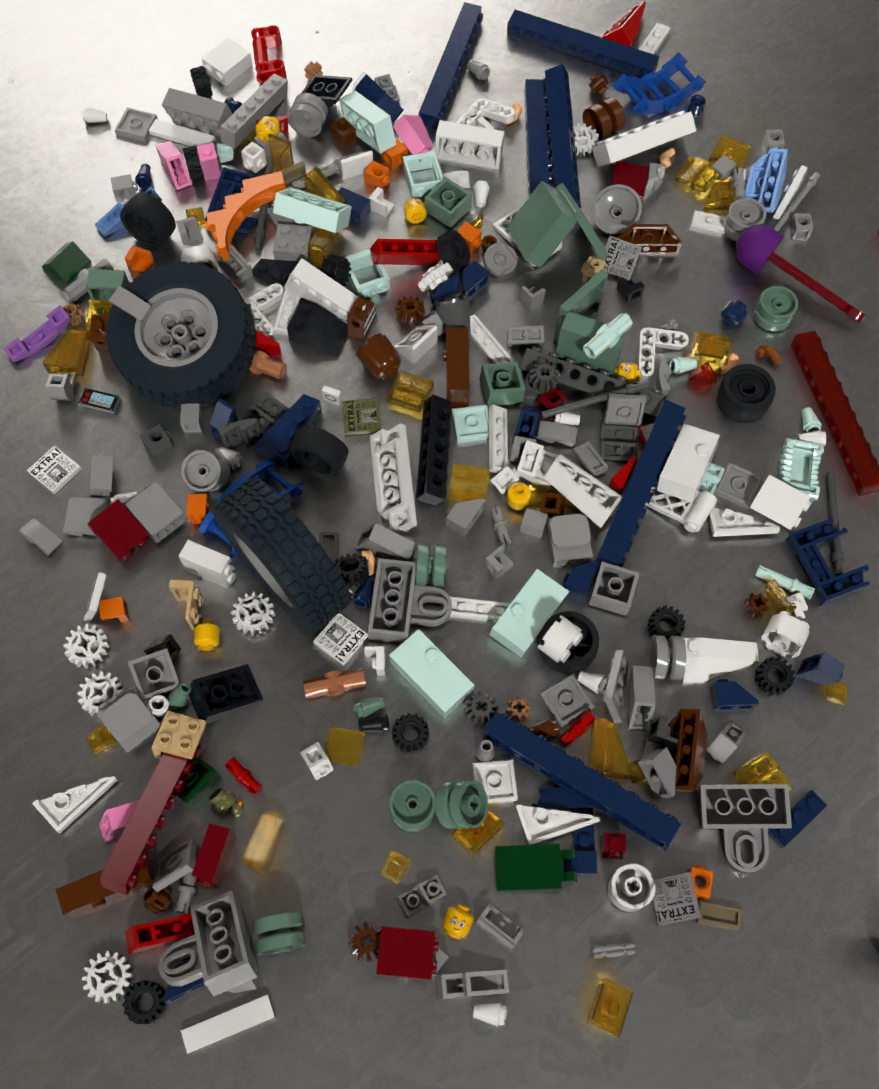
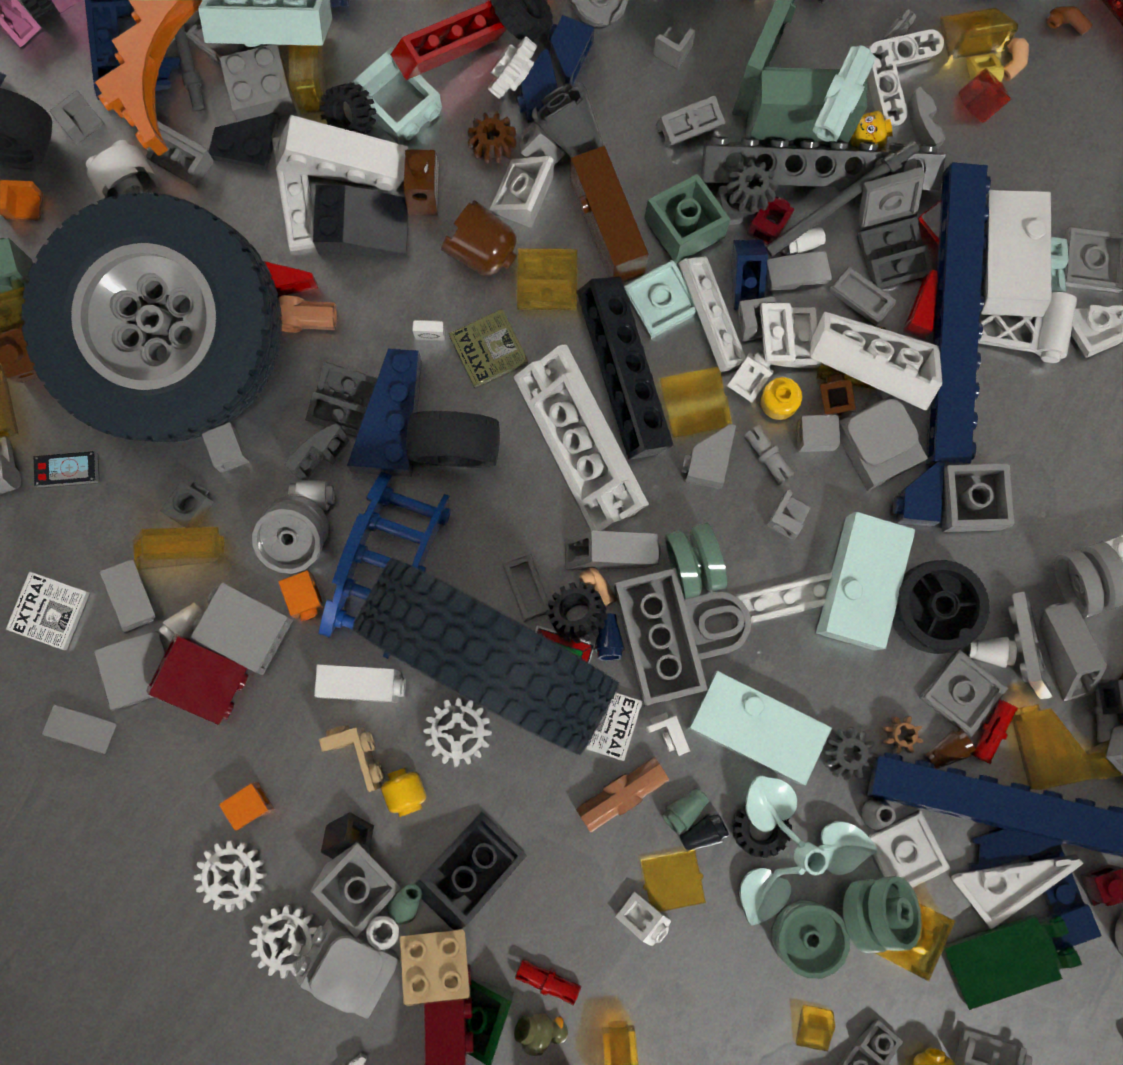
camera: 20 degrees left, 15 degrees up
(94, 597) = (210, 800): white tile -> none
(101, 740) = (313, 1011): clear yellow slope -> none
(130, 303) = (51, 304): light grey slope -> none
(140, 458) = (177, 547): none -> clear yellow slope
(198, 212) = (74, 81): clear yellow slope -> none
(222, 416) = (279, 436): dark blue slope -> none
(256, 308) = (245, 217): white beam -> none
(455, 760) = (842, 851): none -> light aqua plant
(487, 343) = (639, 154): white tile -> none
(536, 497) = (809, 384): clear yellow slope -> none
(560, 639) = (942, 621): white brick -> none
(670, 614) = (1081, 514): black tyre -> none
(681, 364) = (946, 84): light aqua cone -> none
(746, 392) = (1061, 100): black wheel -> none

